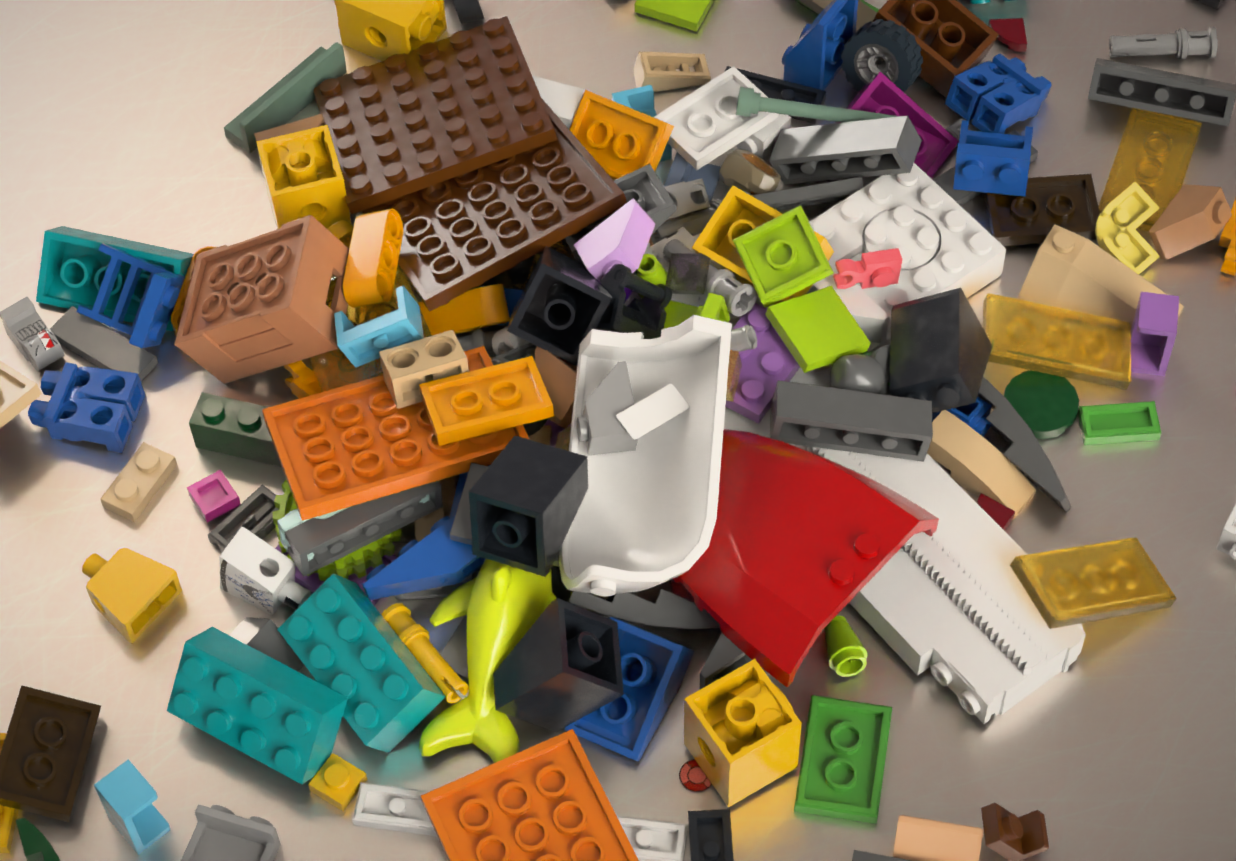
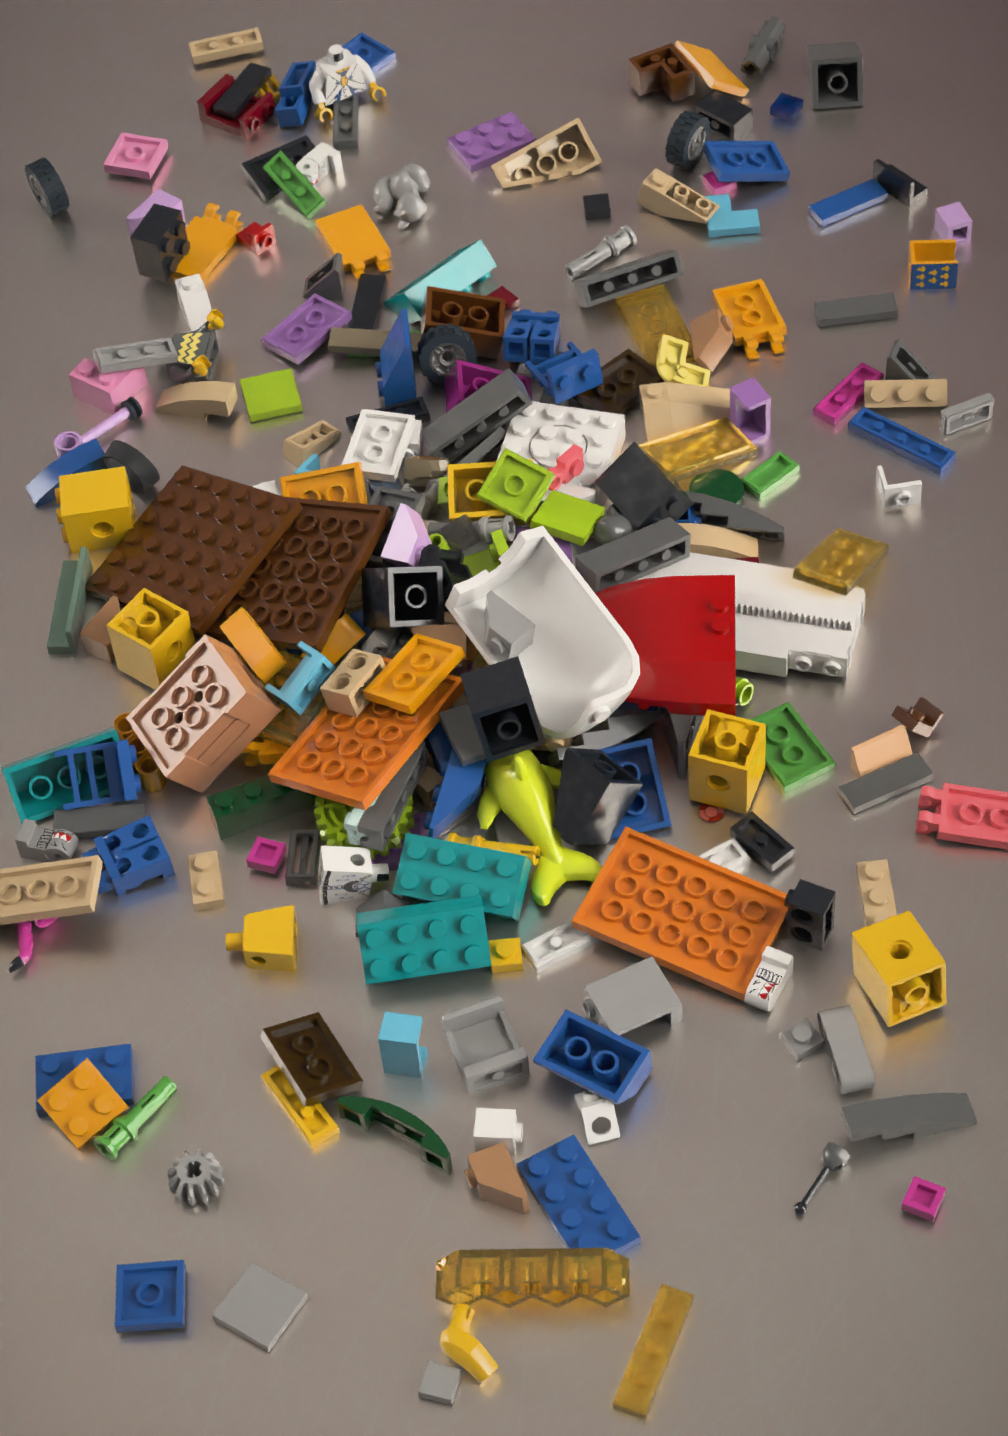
camera: 35 degrees left, 5 degrees down
(652, 411) = (532, 608): white sticker -> none
(752, 102) = (397, 420): sand green piece -> none

